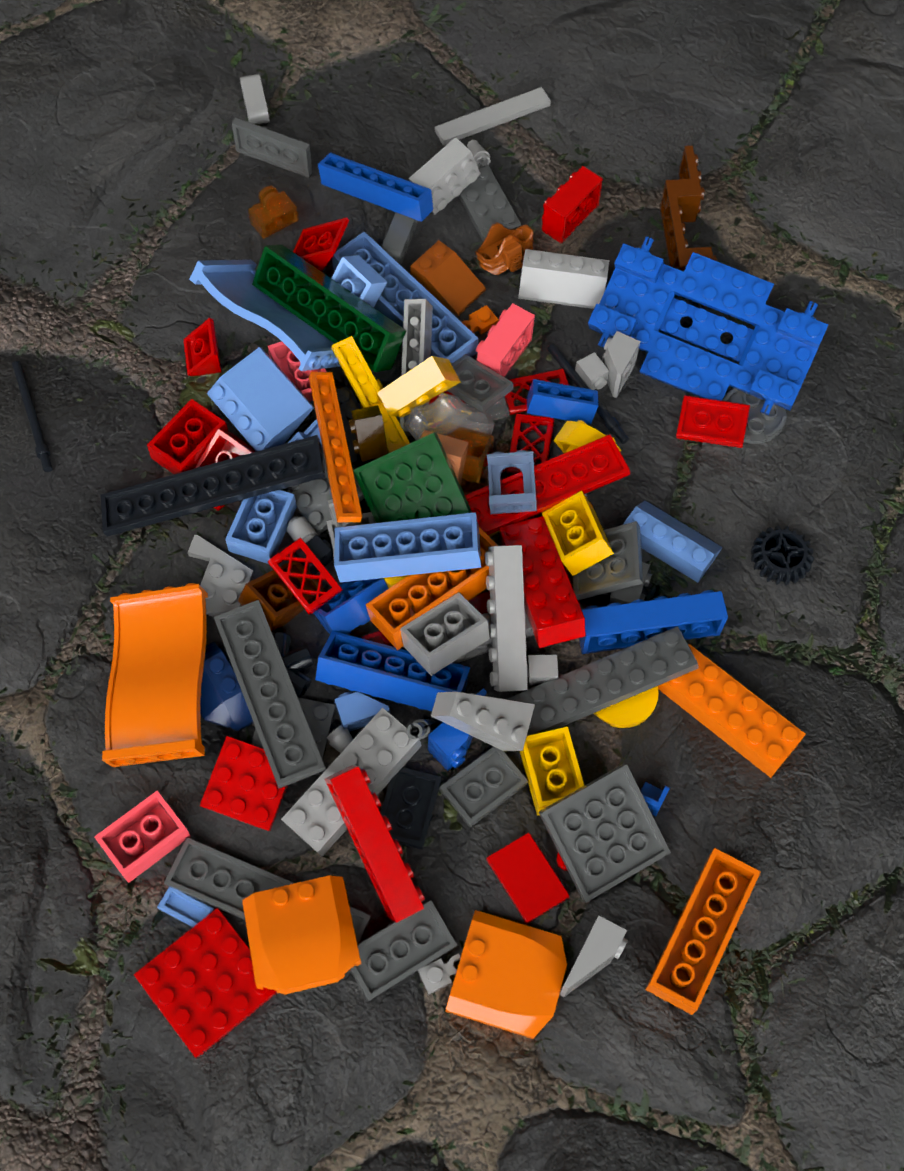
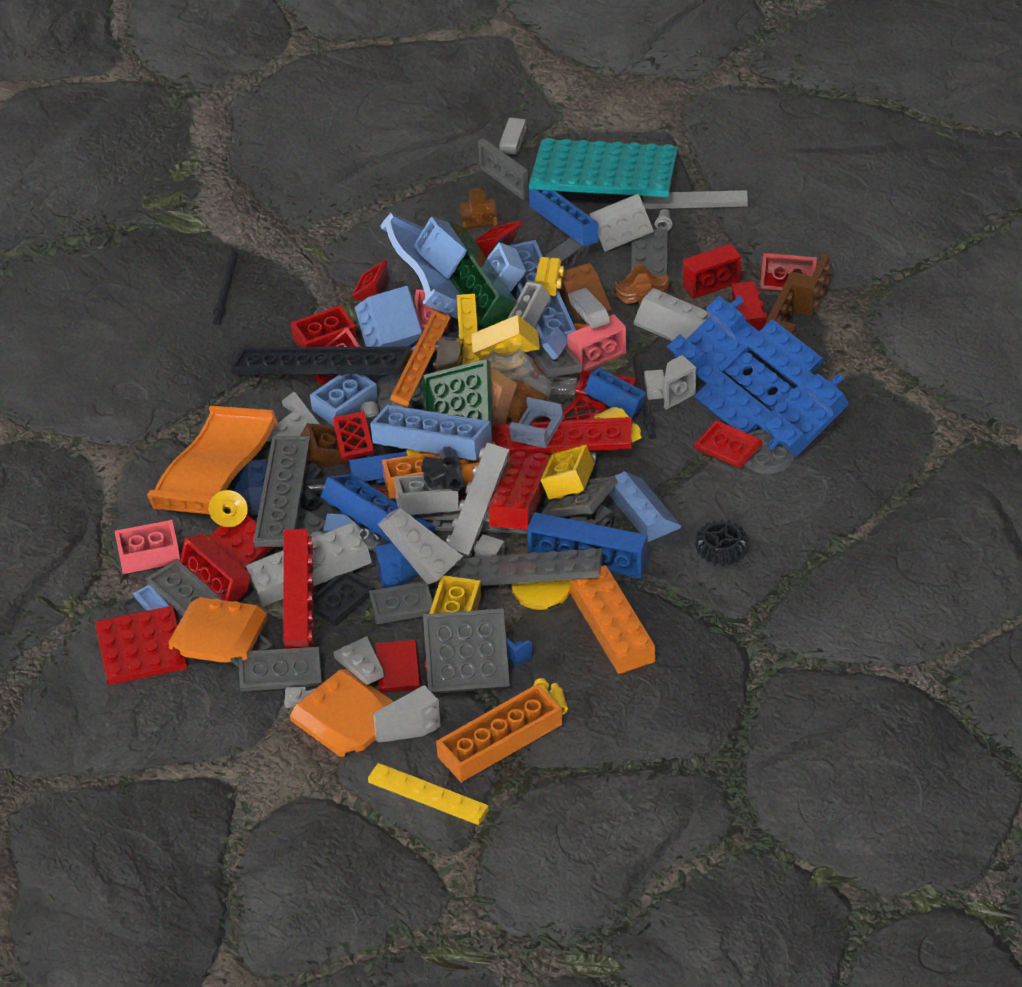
camera: 30 degrees right, 20 degrees down
(230, 748) = (227, 500): none -> yellow dish
(244, 836) = (215, 567): none -> red slope
(275, 283) = (440, 246): none -> medium blue slope
(380, 110) = (604, 167): none -> teal plate
(411, 276) = (549, 274): none -> yellow brick
(456, 604) = (443, 469): none -> black piece
(468, 364) = (555, 343): none -> medium blue tile
(480, 304) = (589, 308): none -> light grey beam
(486, 893) = (360, 660): none -> light grey wing
(632, 229) = (751, 307): none -> red brick
(644, 176) = (778, 267): none -> red slope
(664, 1049) = (428, 793): none -> yellow plate
(728, 844) = (555, 693): none -> yellow plant

